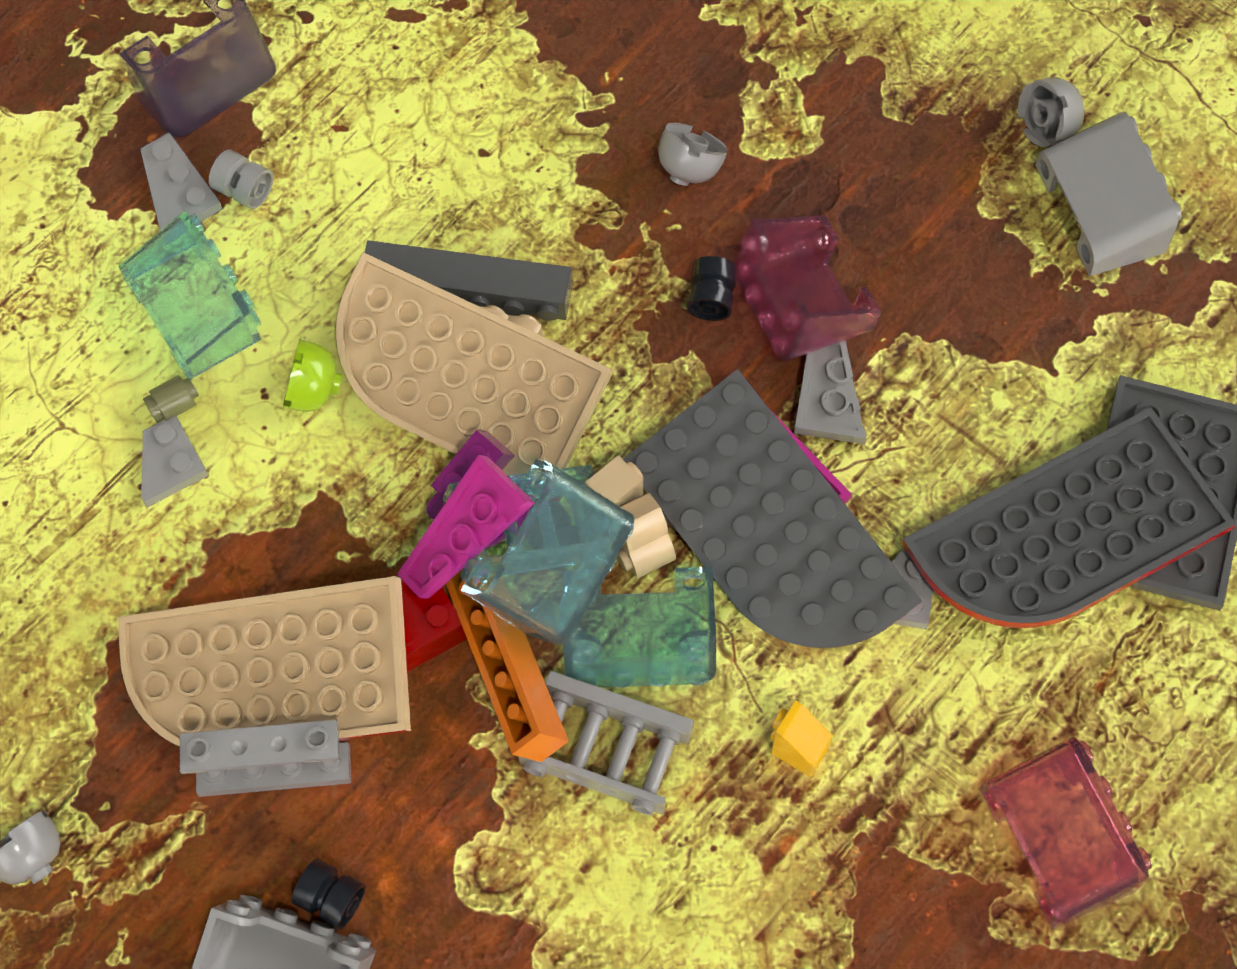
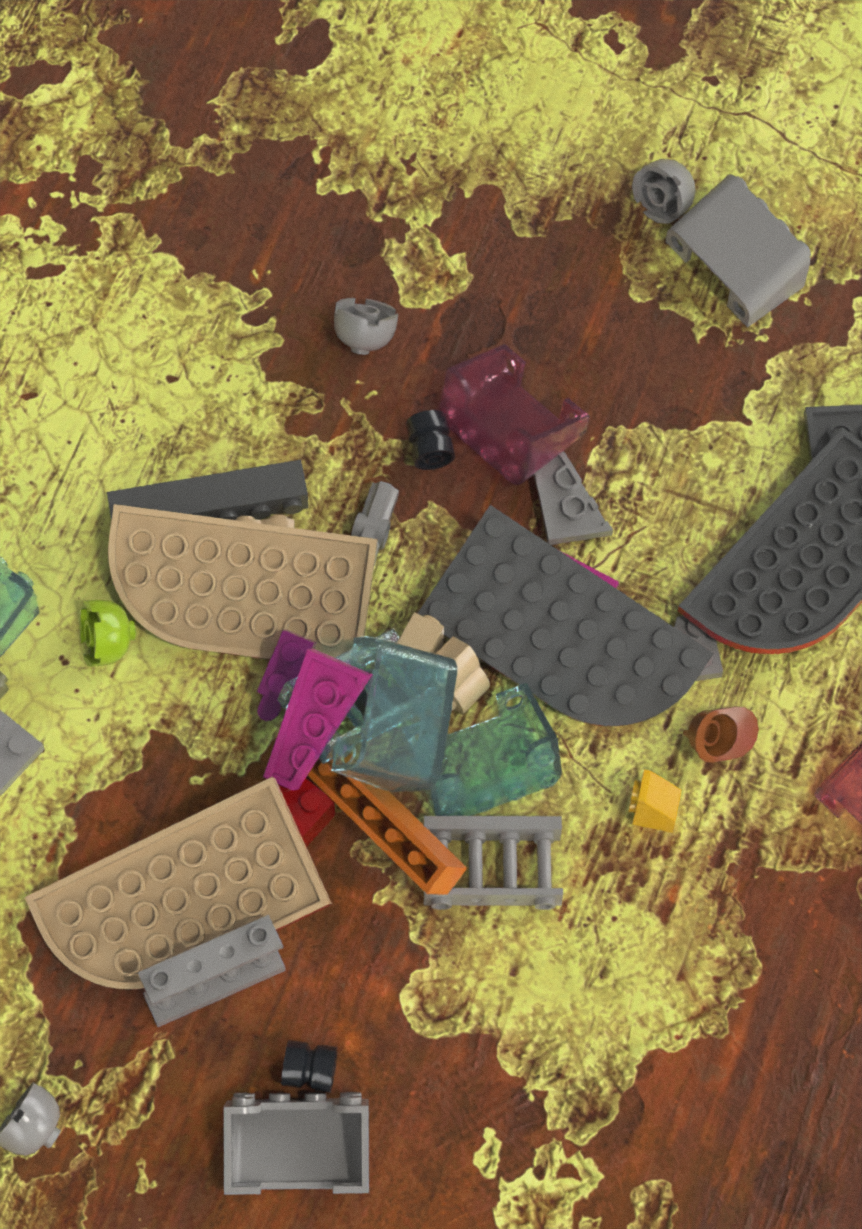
camera: 25 degrees left, 0 degrees up
(625, 351) = (376, 515): none -> light grey piece
(902, 690) = (722, 733): none -> dark orange piece

